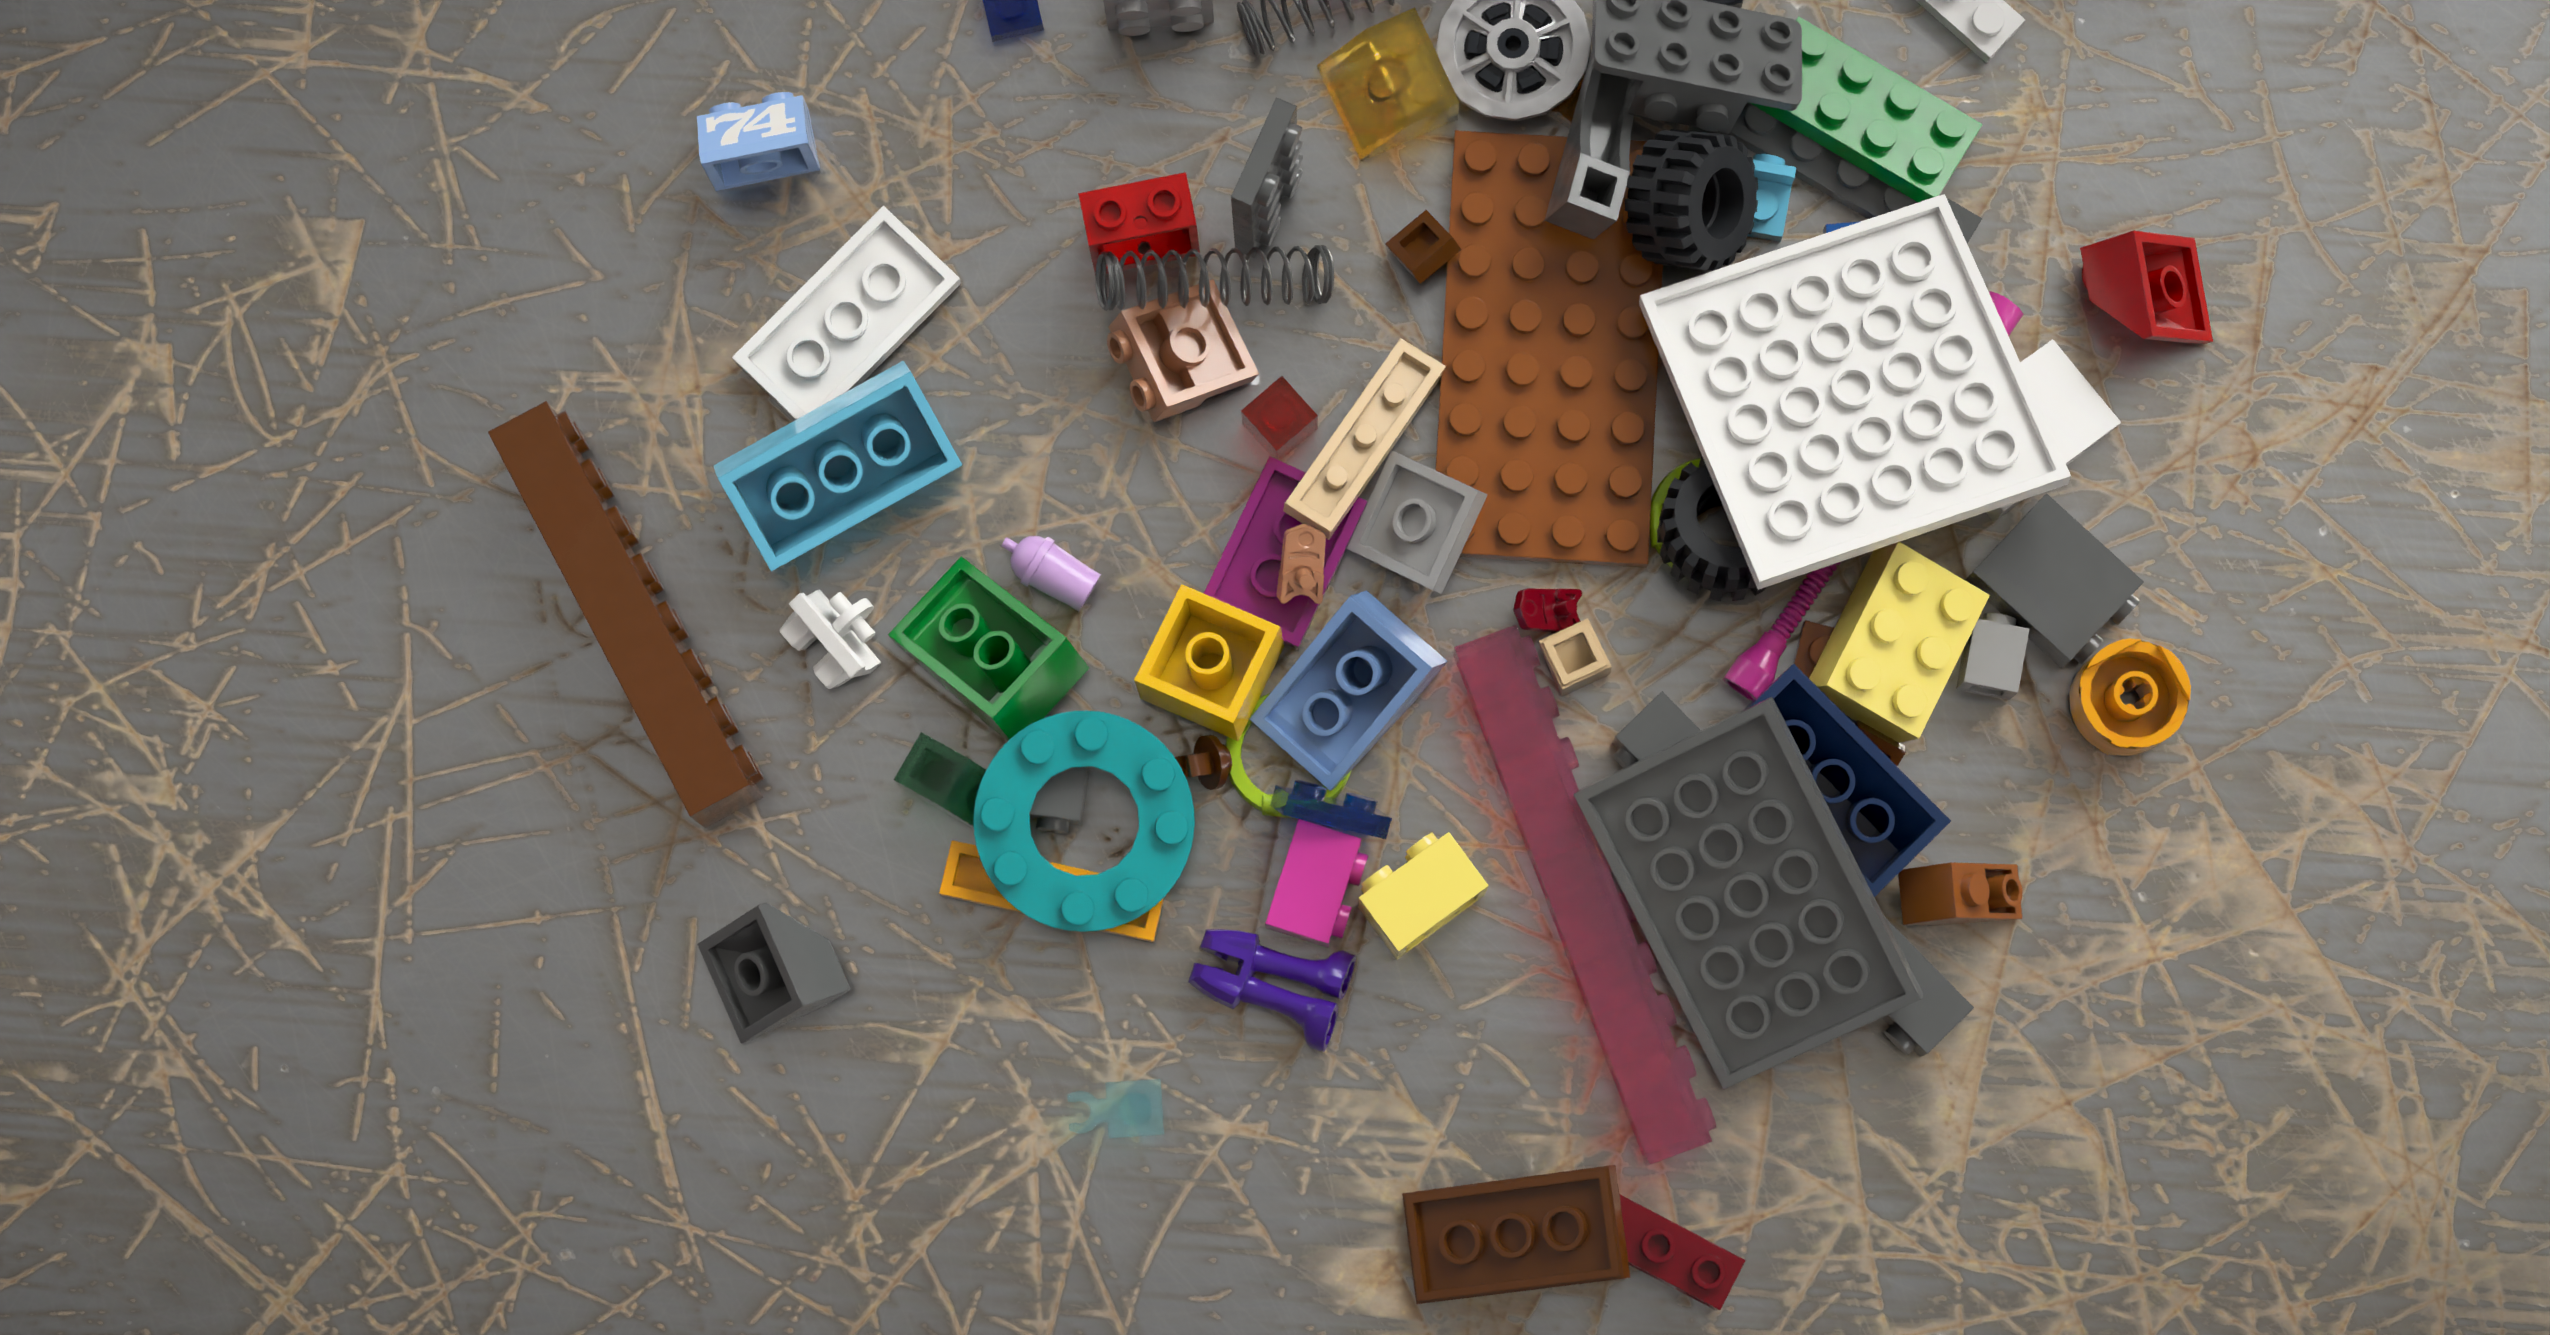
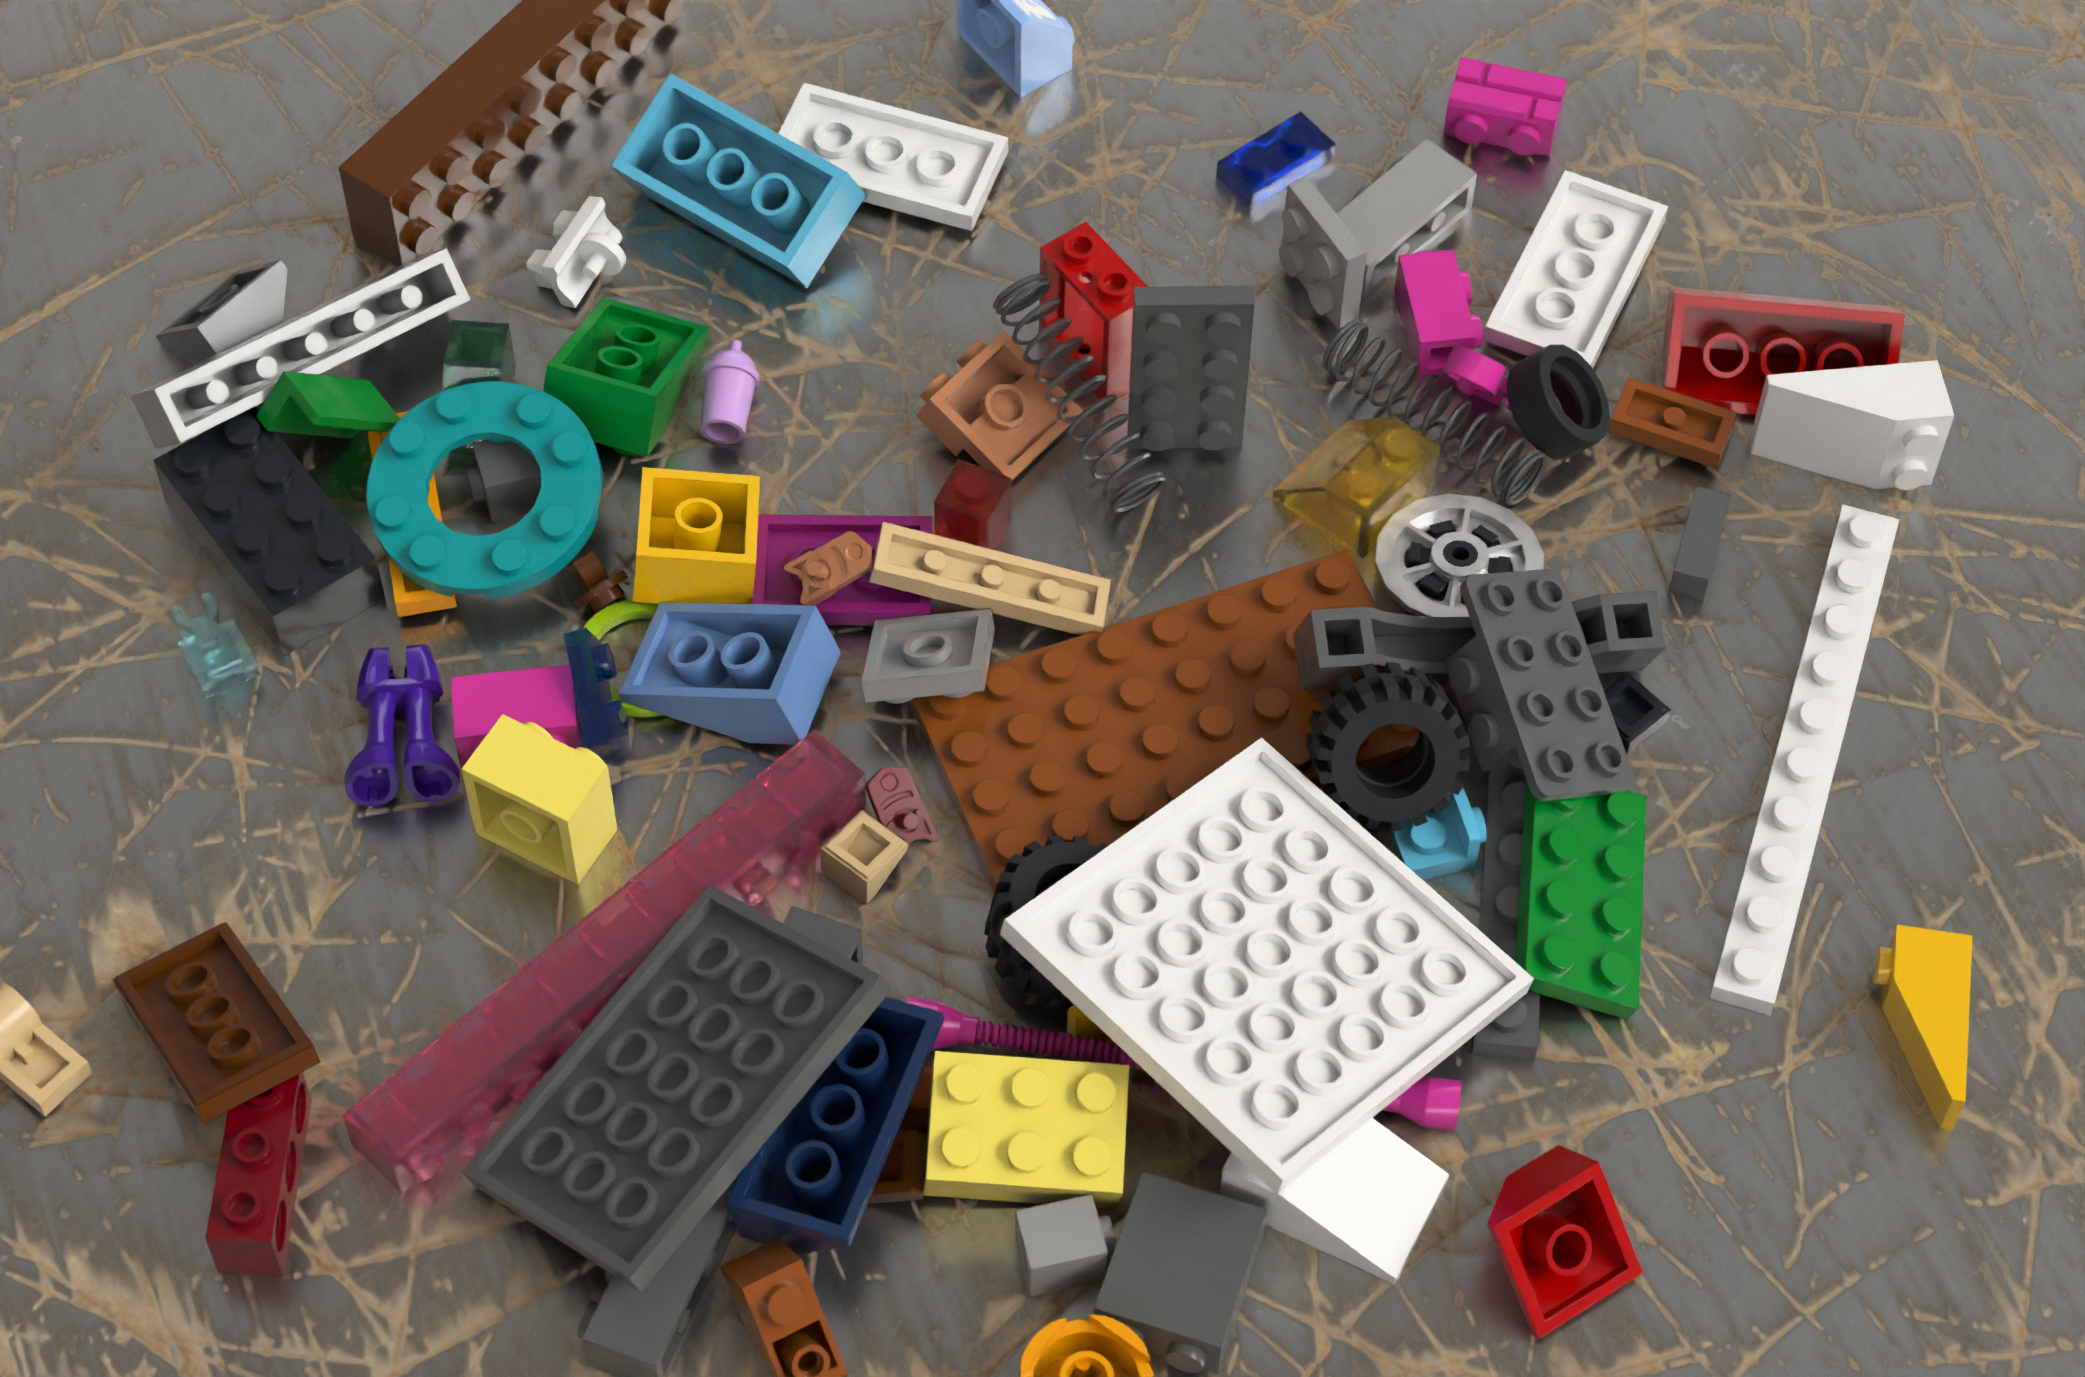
camera: 60 degrees right, 25 degrees down
(857, 921) = (304, 344): none -> light grey brick
(938, 917) = (325, 406): none -> green panel
(1022, 1019) = (270, 530): none -> black brick
(1423, 246) = (1213, 565): reddish brown plate -> none

